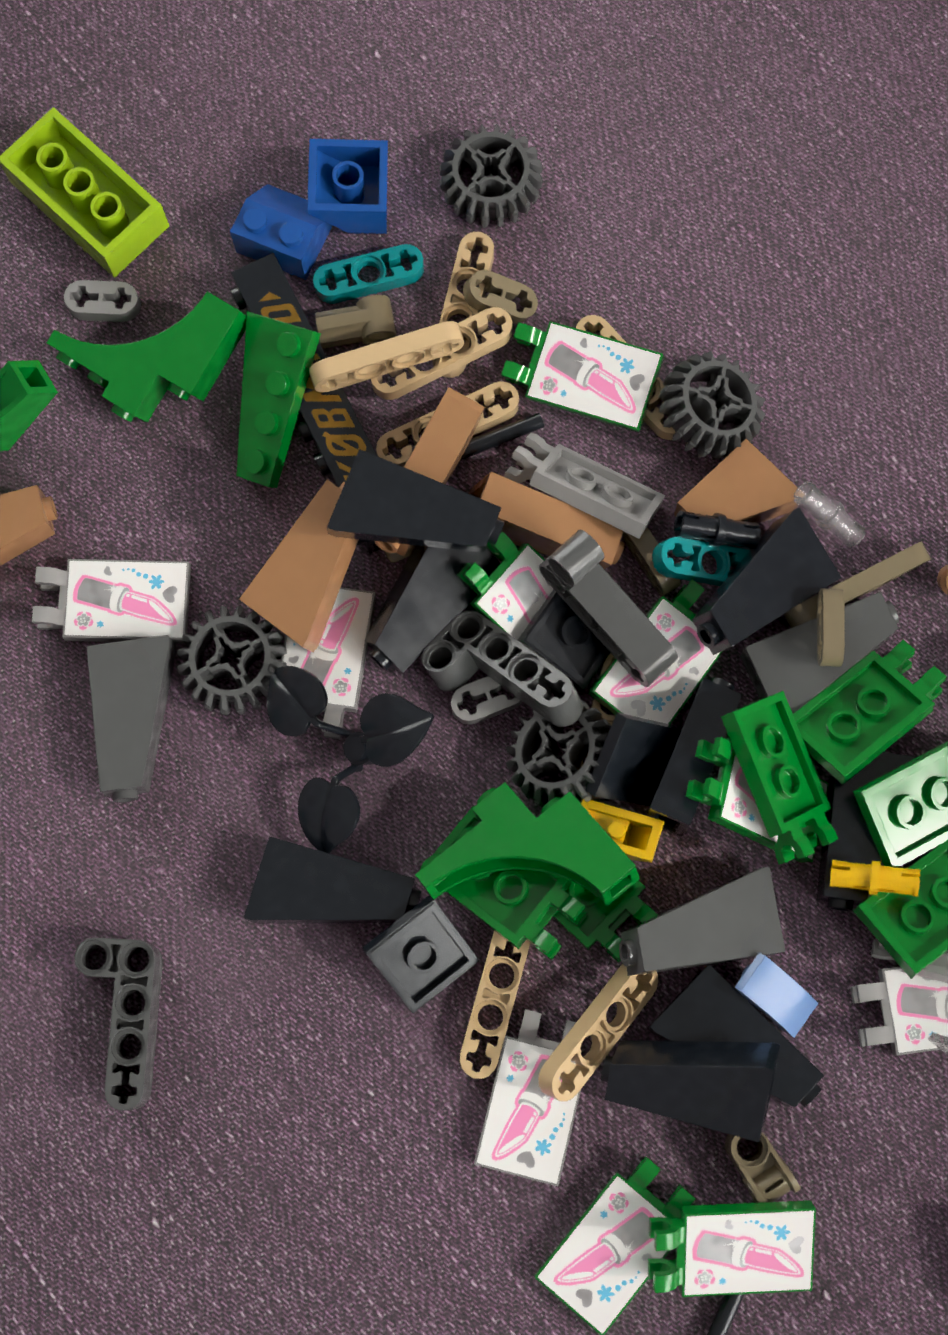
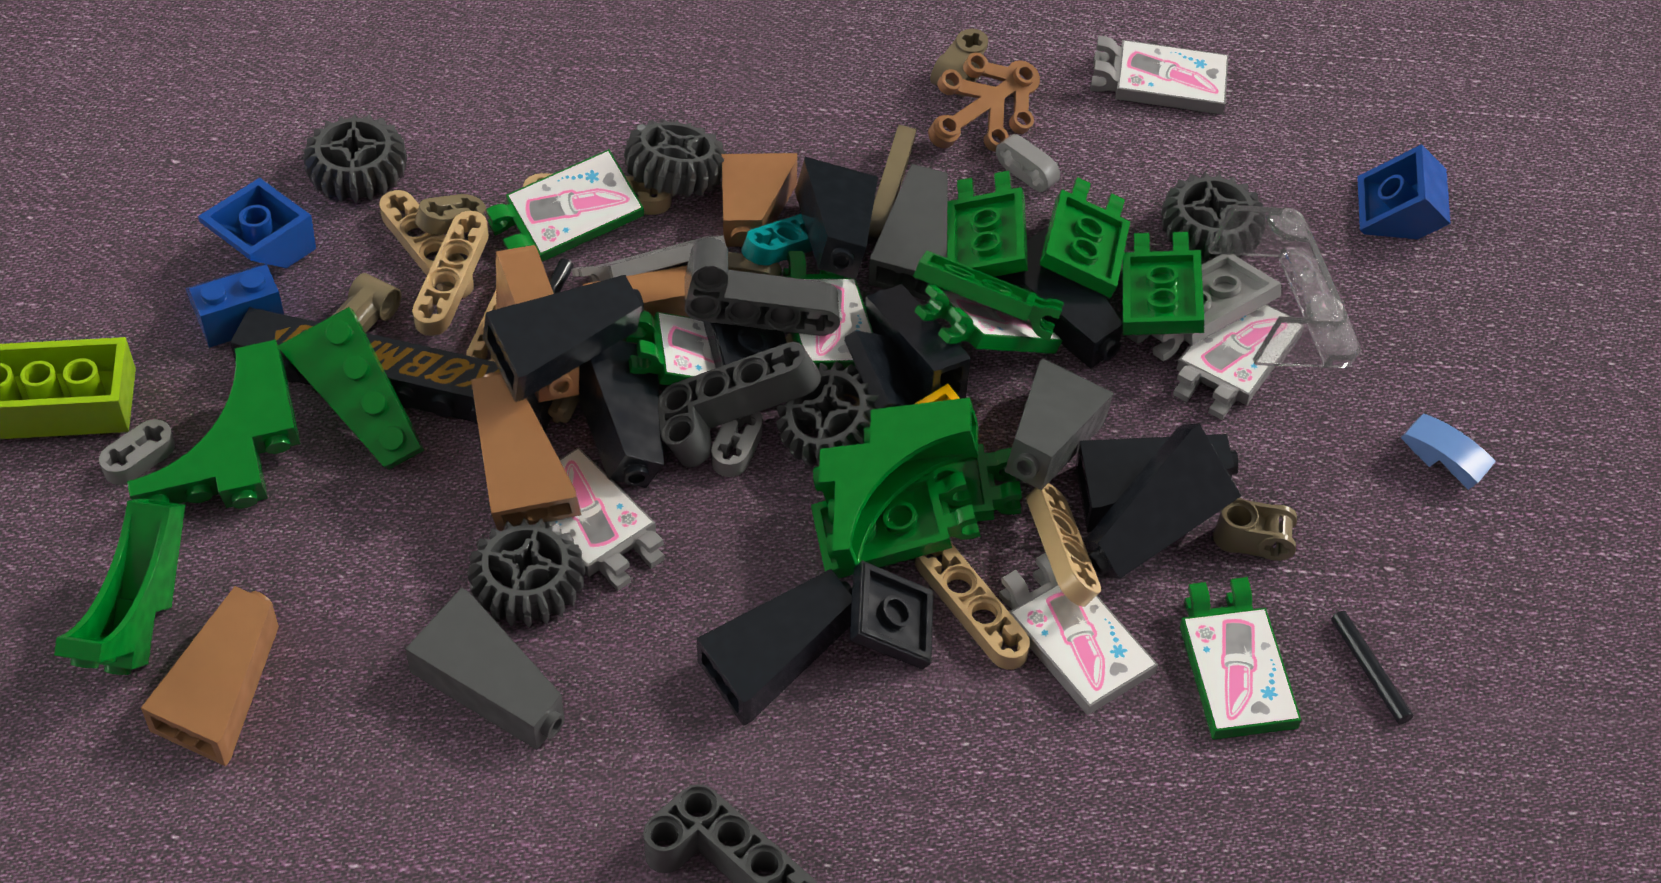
camera: 55 degrees left, 25 degrees down
(116, 599) = (379, 620): tile -> none
(355, 264) = (334, 263): teal beam -> none
(386, 356) = (418, 291): tan beam -> none
(389, 735) = (723, 582): black plant -> none
(717, 529) = (769, 208): black pin -> none
(735, 1249) = (1308, 579): tile -> none
(776, 994) = (1134, 419): slope -> none
(829, 514) = (826, 151): clear pin -> none
(830, 627) = (909, 197): dark tan beam -> none
(875, 878) = (1112, 298): yellow pin -> none

